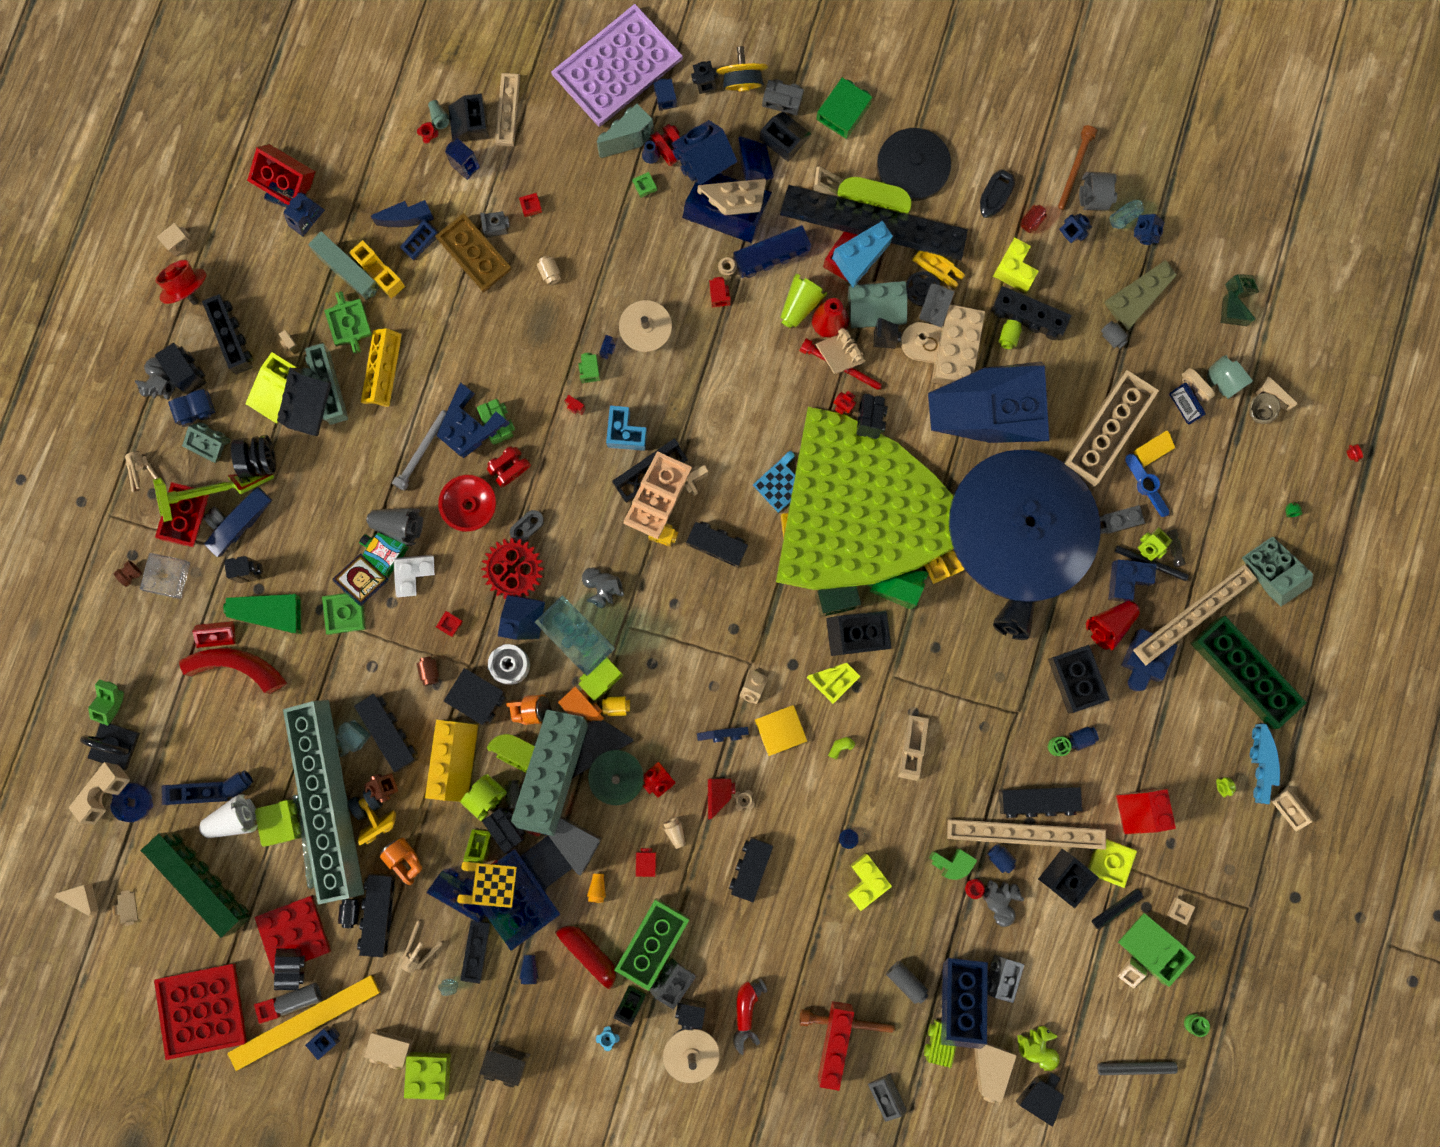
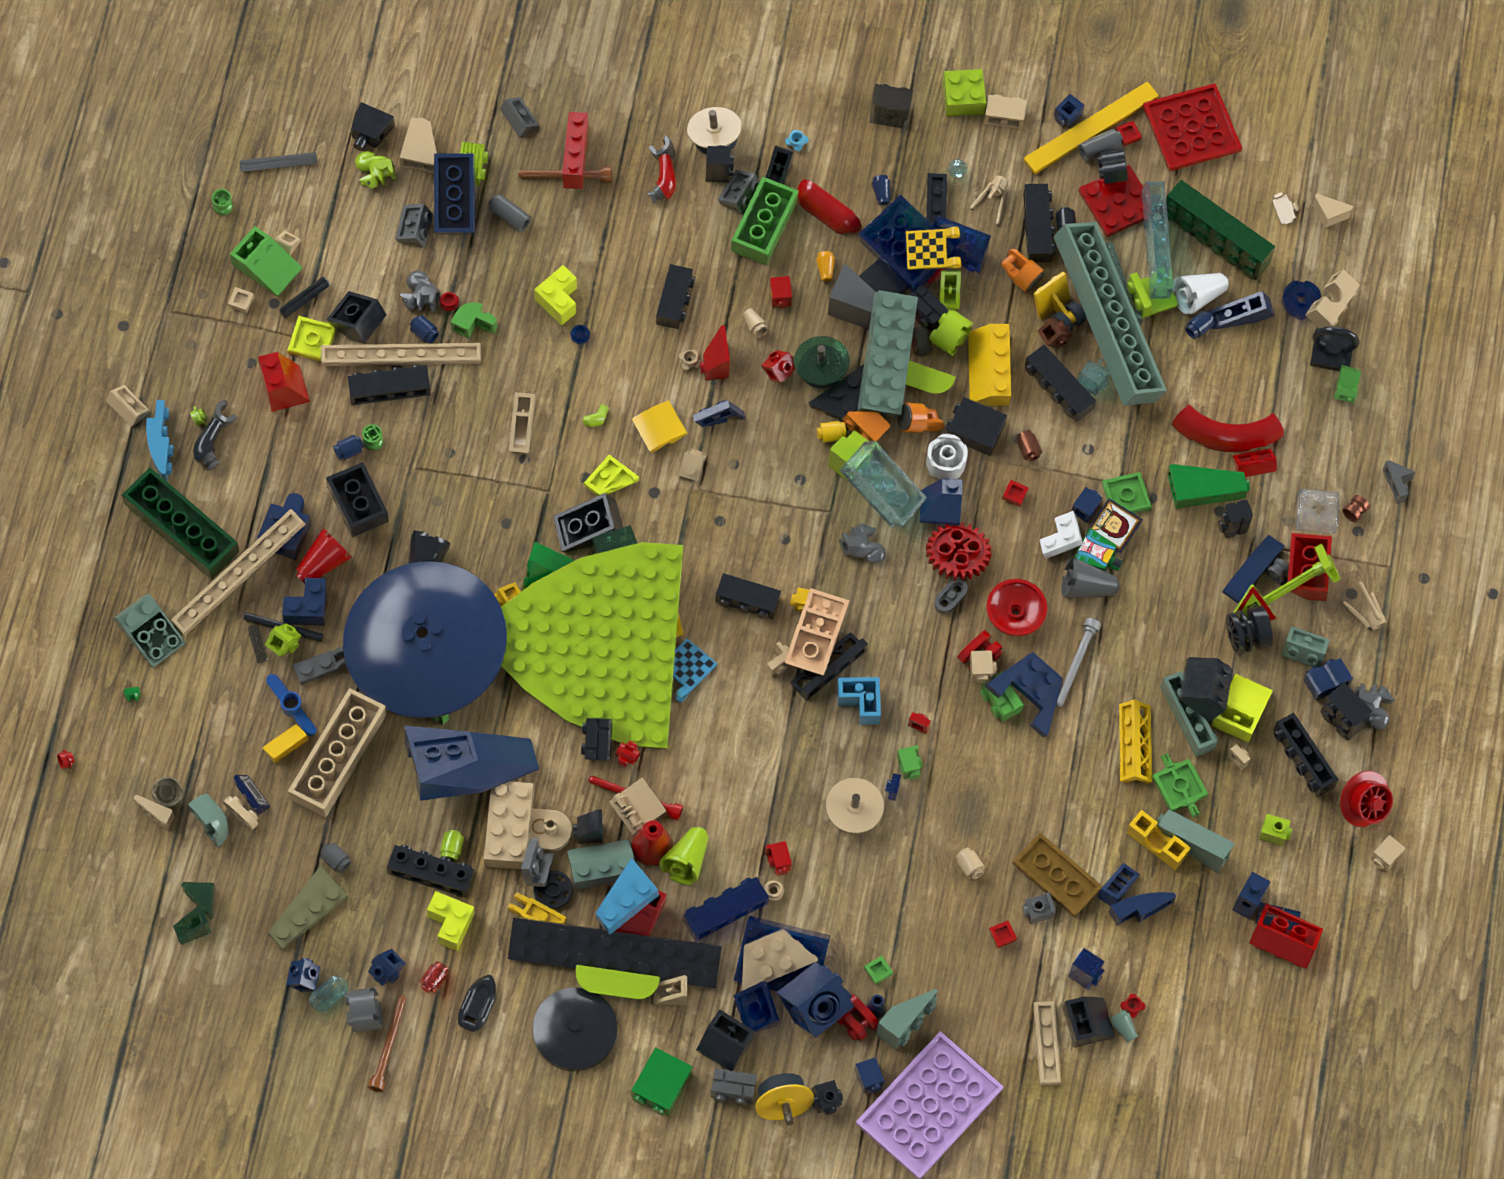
camera: 170 degrees right, 15 degrees down
(83, 599) = (1396, 477): none -> dark grey slope
(259, 877) = (1157, 239): none -> clear light blue brick
(270, 271) = (1275, 830): none -> lime brick
(382, 604) = (1087, 504): none -> dark blue brick
(509, 441) = (982, 666): none -> tan brick
(1222, 754) = (204, 445): none -> piece

